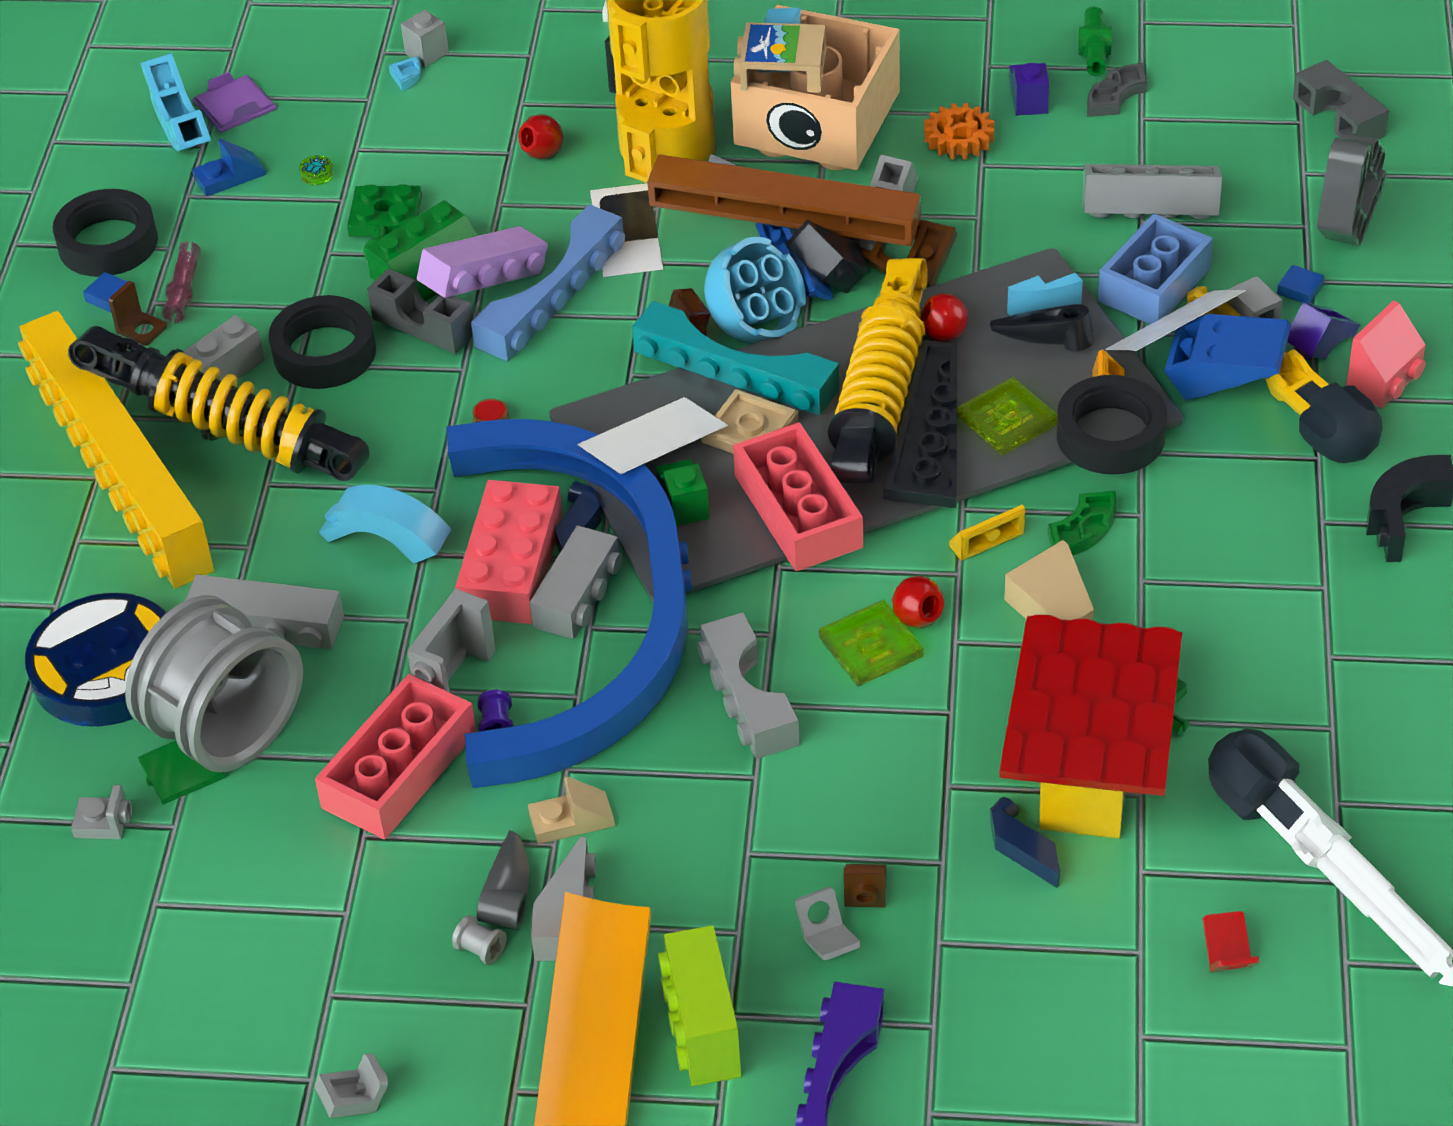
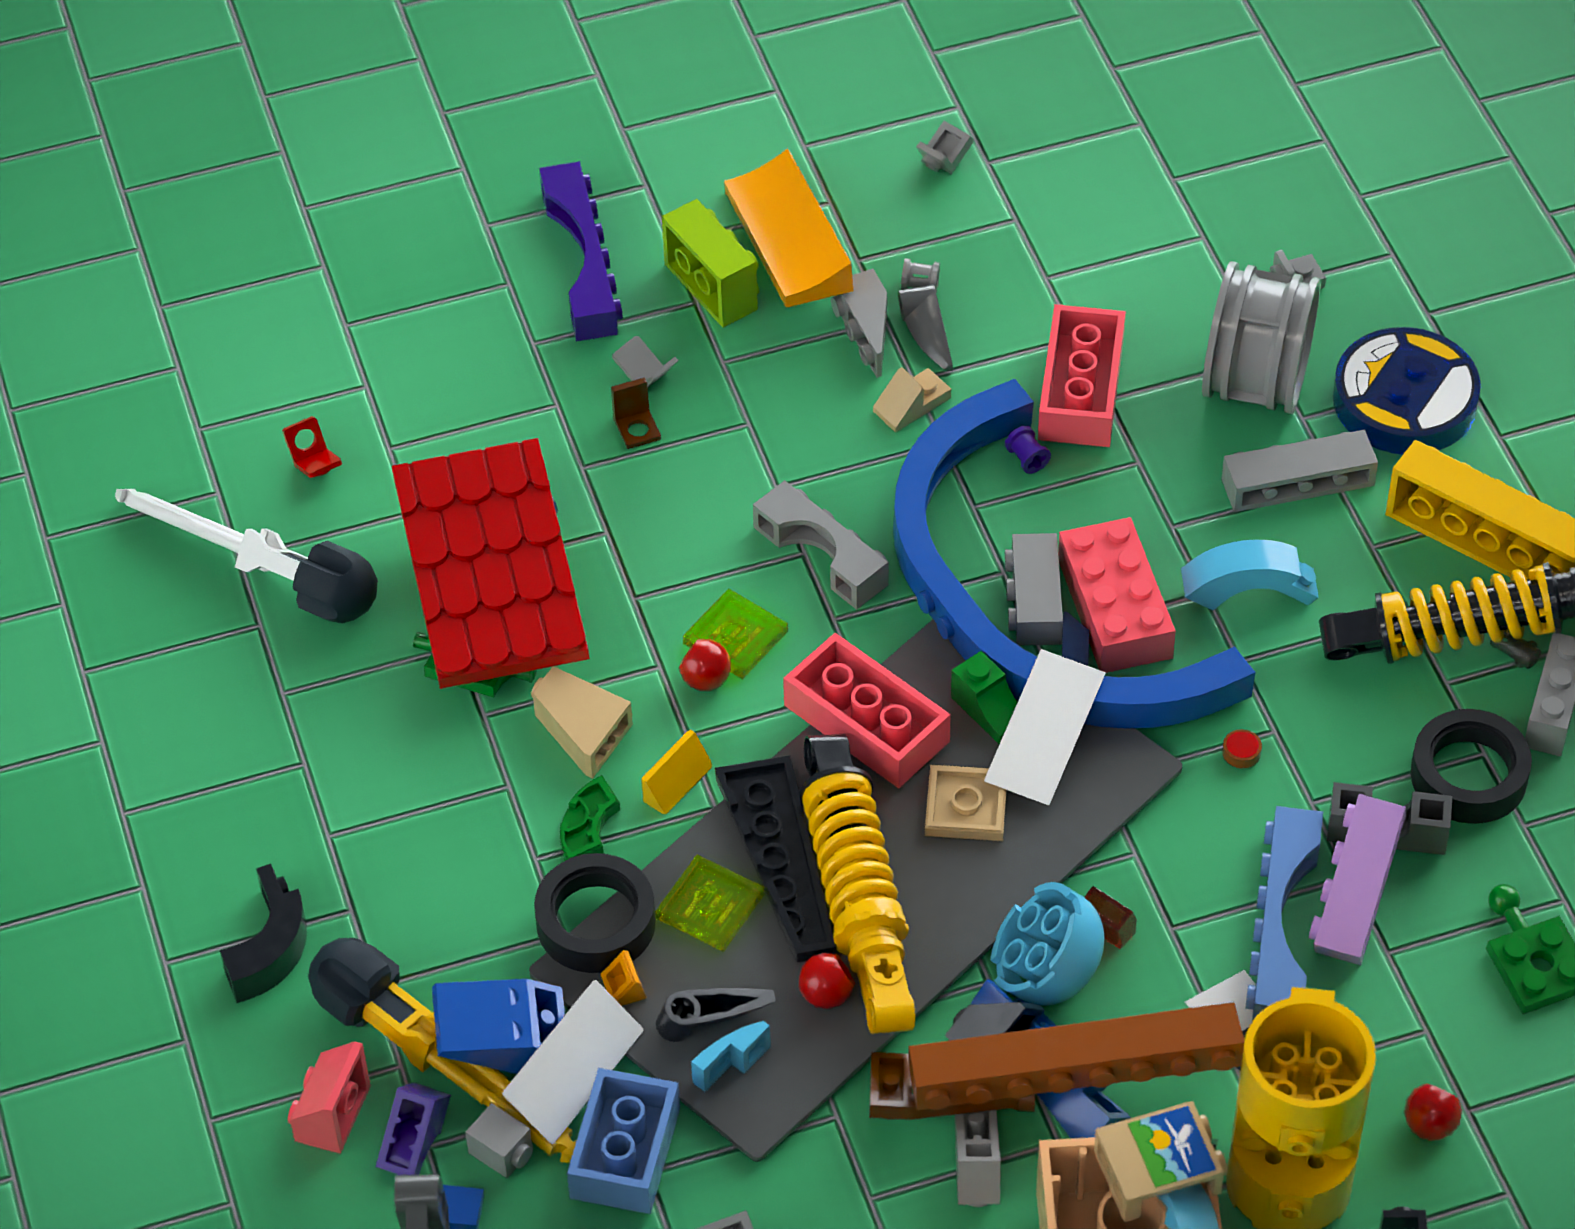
camera: 155 degrees right, 5 degrees up
(403, 246) = (1442, 907): green slope -> none
(454, 632) = (1095, 484): light grey panel -> none
(792, 379) = (943, 856): teal arch -> none

